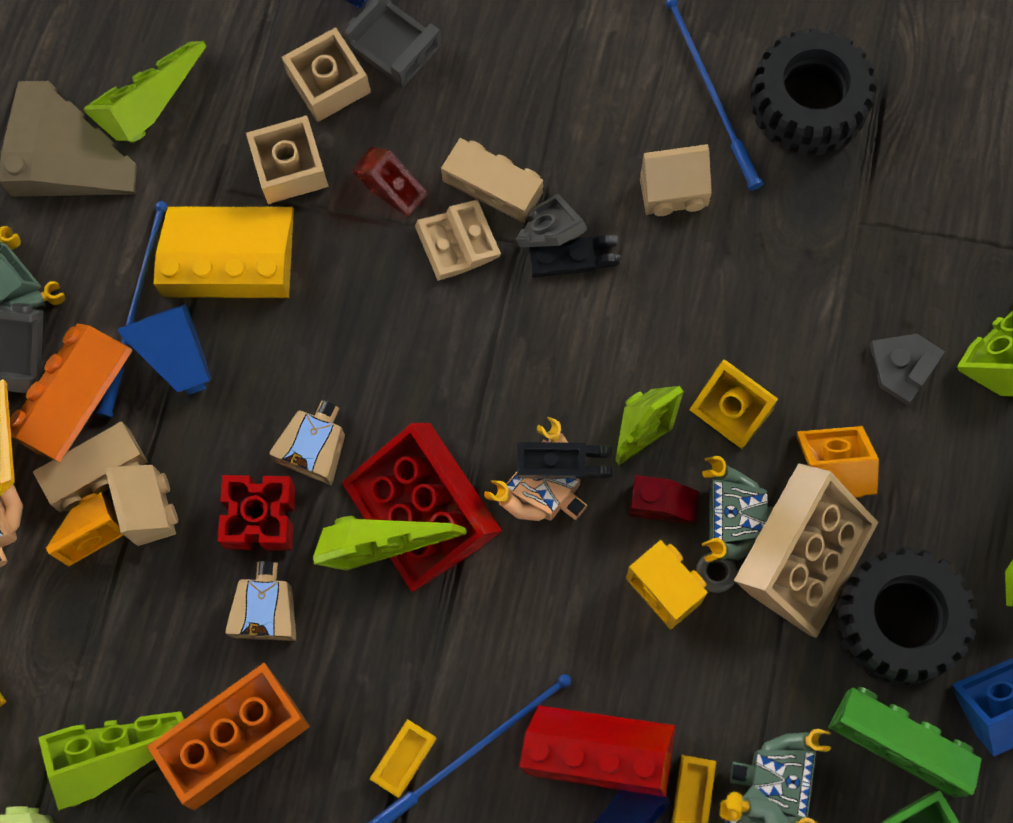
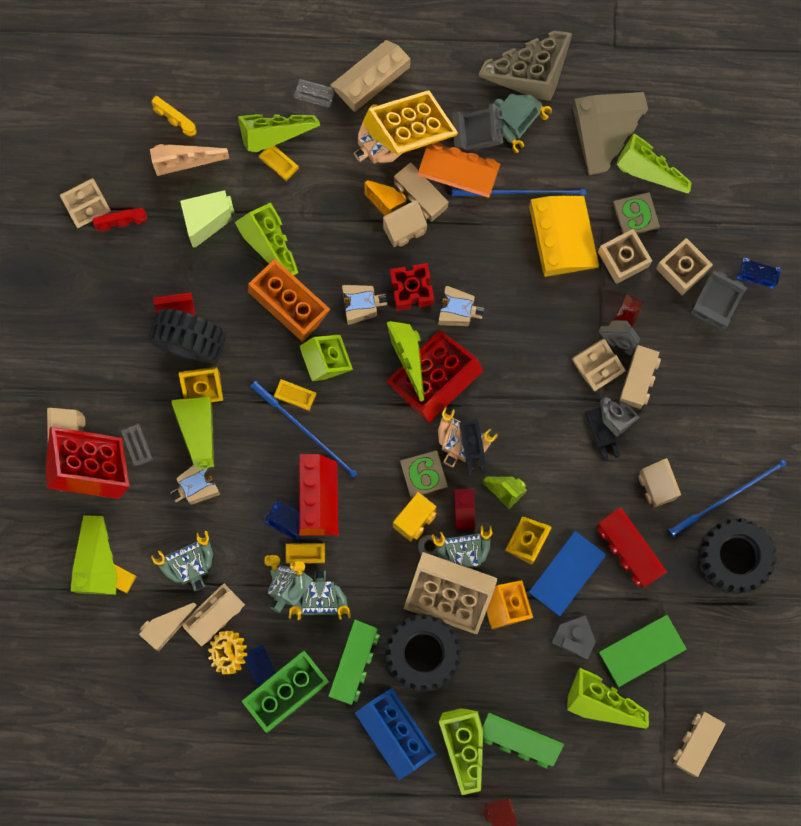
camera: 70 degrees right, 5 degrees up
(170, 347) = (497, 218): blue slope -> none
(219, 133) = (636, 214): none -> dark tan tile
(347, 689) = (325, 357): none -> lime slope
(418, 190) = (620, 334): none -> dark grey plate
(588, 558) = (423, 474): none -> tile
(775, 245) = (630, 548): none -> red slope
(797, 357) = (567, 573): none -> blue tile
(940, 266) = (642, 650): none -> bright green tile

